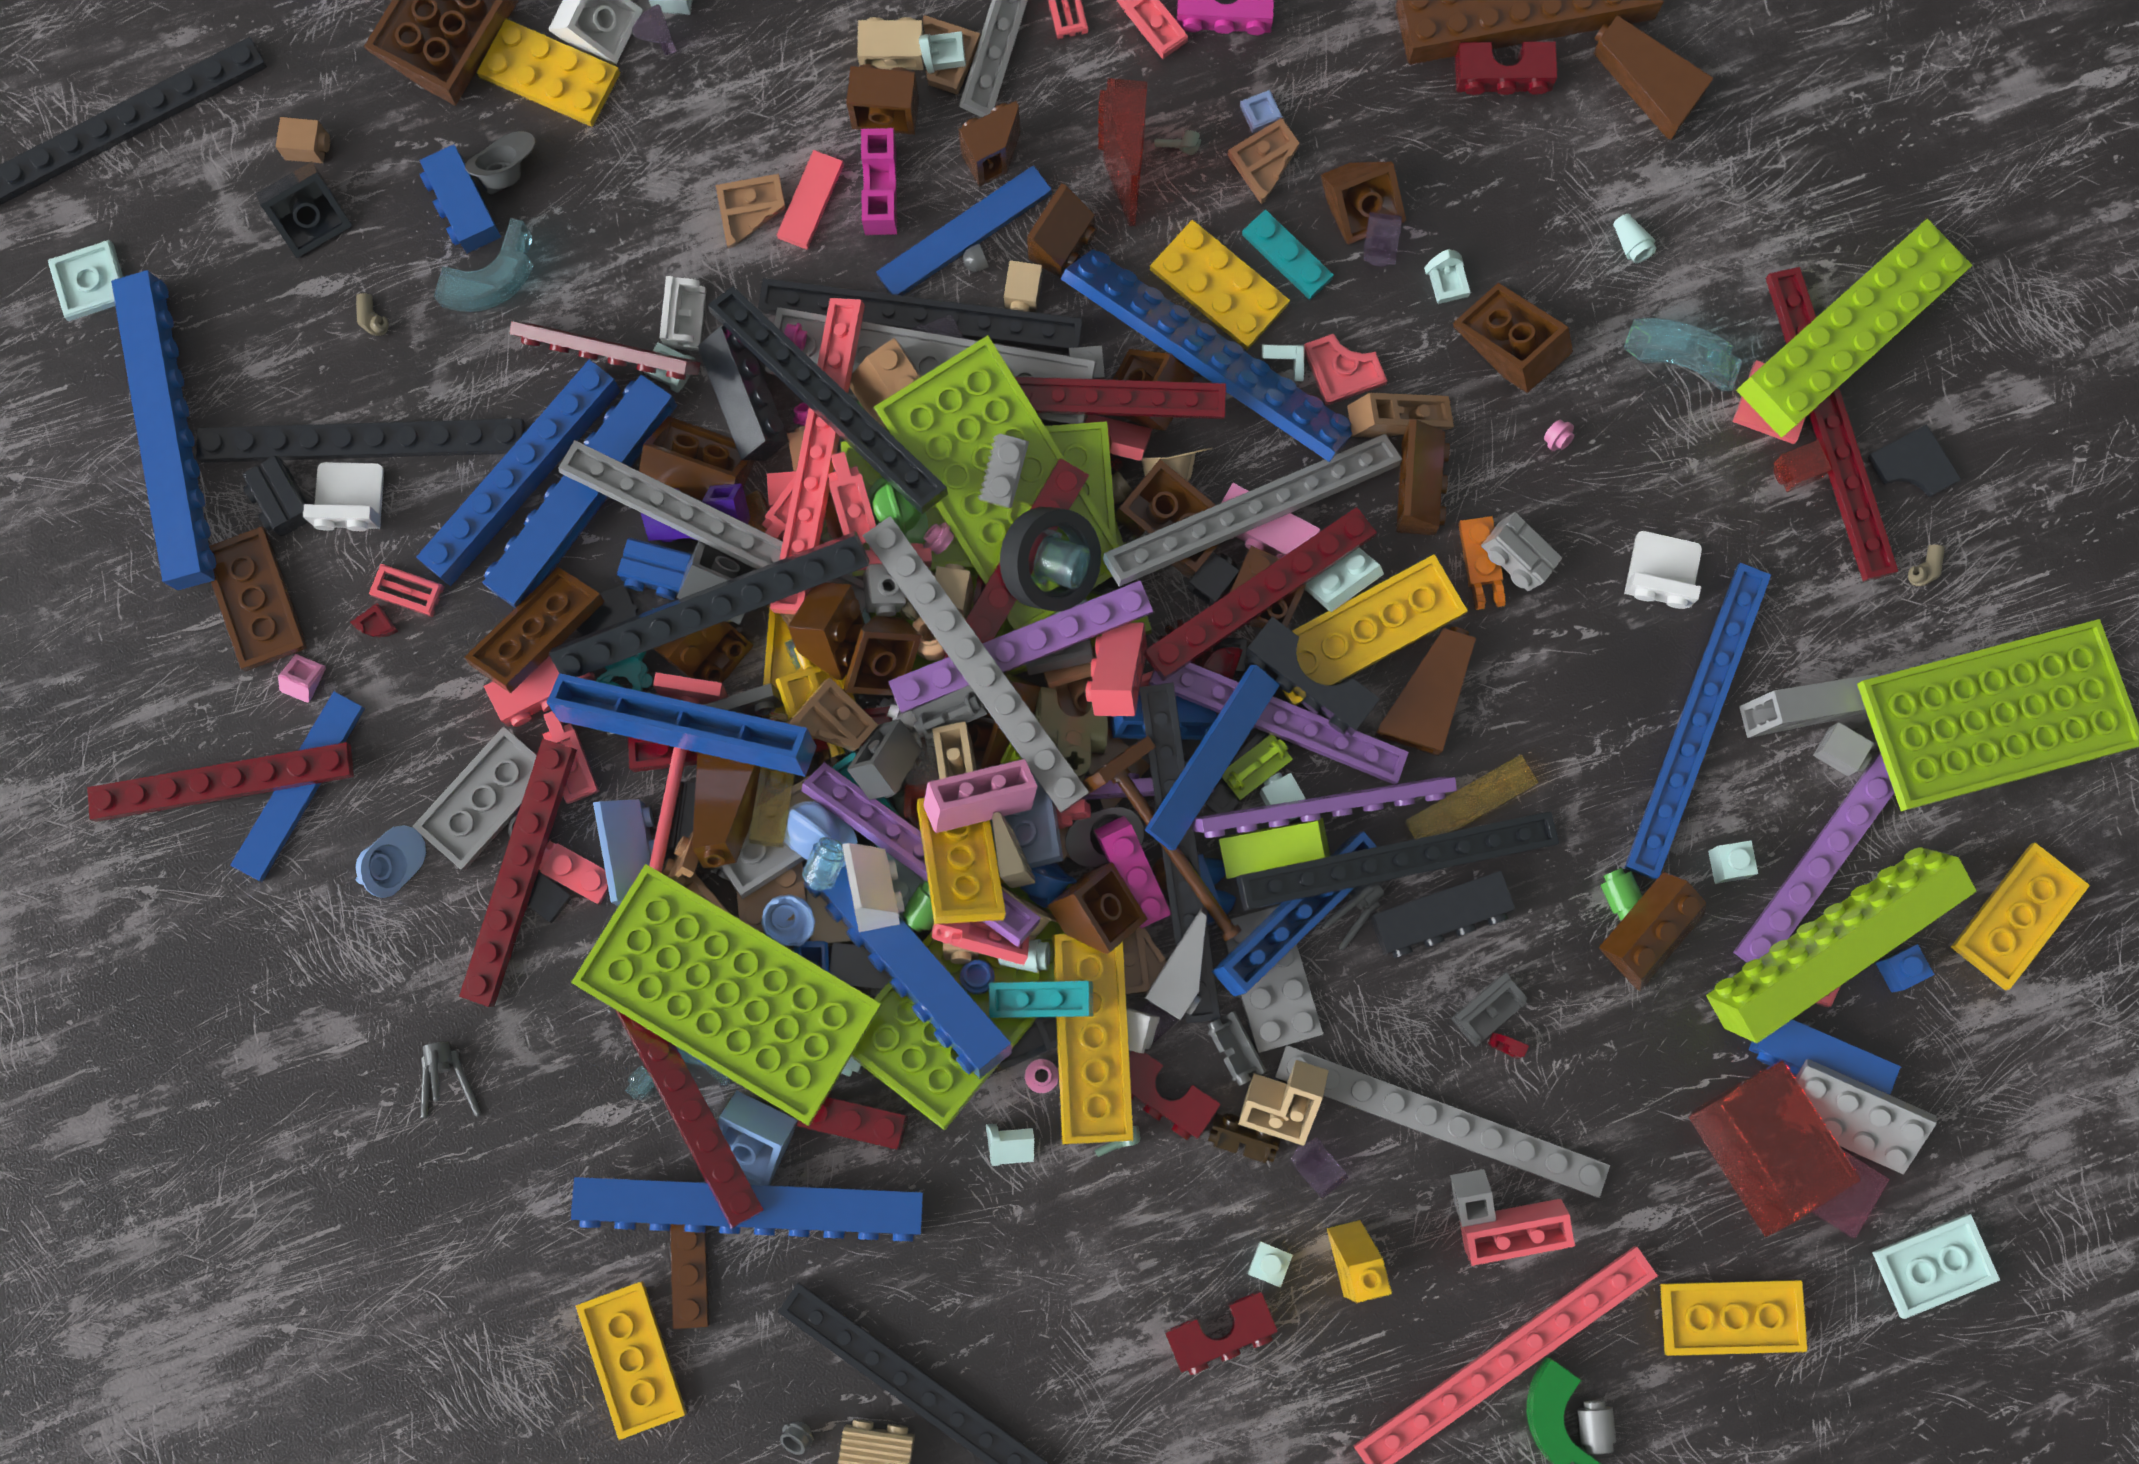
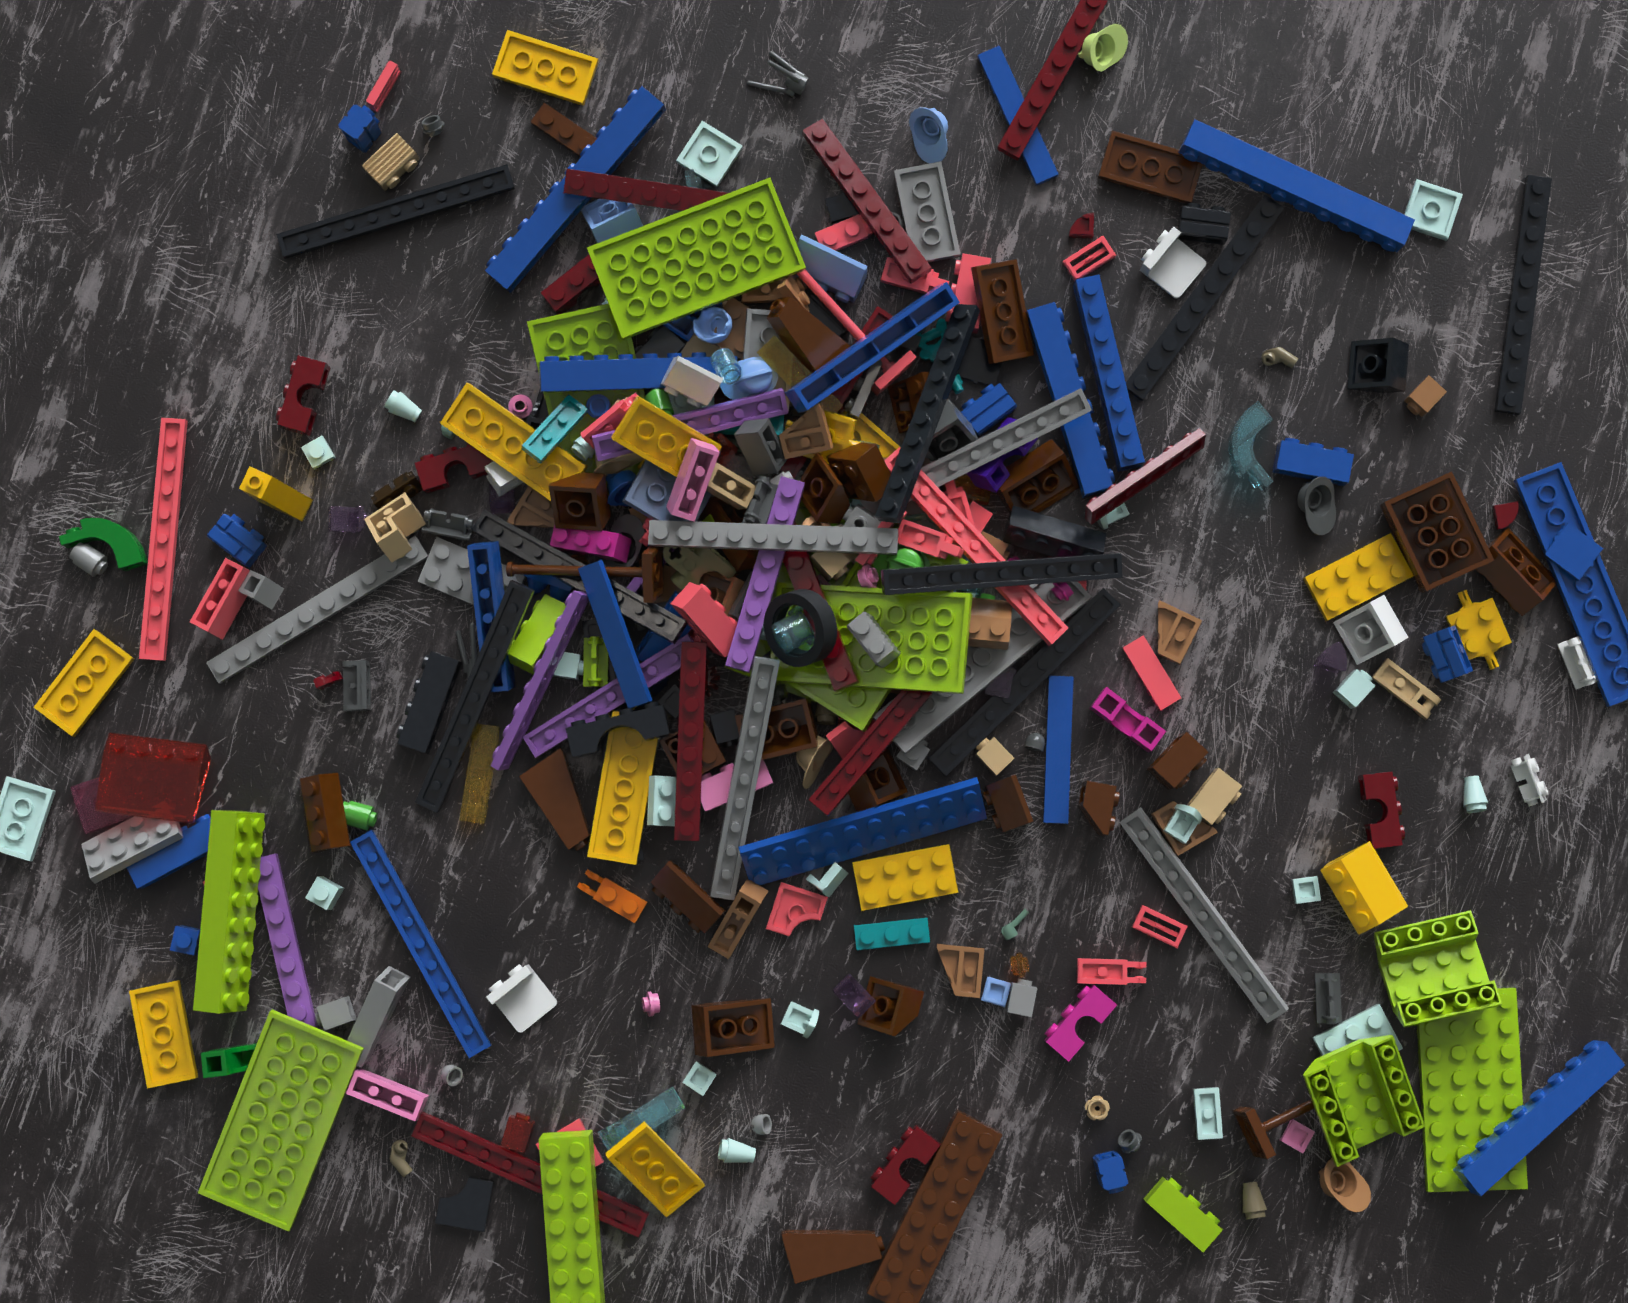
camera: 130 degrees right, 5 degrees up
(150, 748) = (1104, 47): none -> yellowish green piece
(301, 678) = (1082, 162): bright pink slope -> none
(593, 1090) = (709, 154): none -> light aqua plate
(682, 313) = (1135, 541): white hinge -> none
(1010, 1145) = (495, 358): light aqua tile -> none
(1011, 859) = (645, 471): dark tan slope -> none
(1122, 138) = (1034, 883): clear red slope -> none
(1145, 1209) = (402, 406): none -> light aqua cone
(1180, 978) = (509, 521): light grey slope -> none
(1215, 105) = (1019, 965): none -> clear orange plate
(1223, 661) = (670, 691): dark red tile -> none
(1247, 77) = (1021, 998): none -> light grey brick
(1439, 1273) = (237, 540): none -> blue brick
(1521, 552) = (598, 918): light grey brick -> none
(1585, 235) = (762, 1124): none -> light grey hinge
(1592, 330) = (699, 1078): none -> light aqua plate
(1722, 295) = (655, 1169): none -> yellow plate
(1802, 581) = (452, 1075): none -> light grey hinge
(1879, 624) = (387, 1094): none -> bright pink brick
(1987, 816) = (226, 1060): none -> green arch

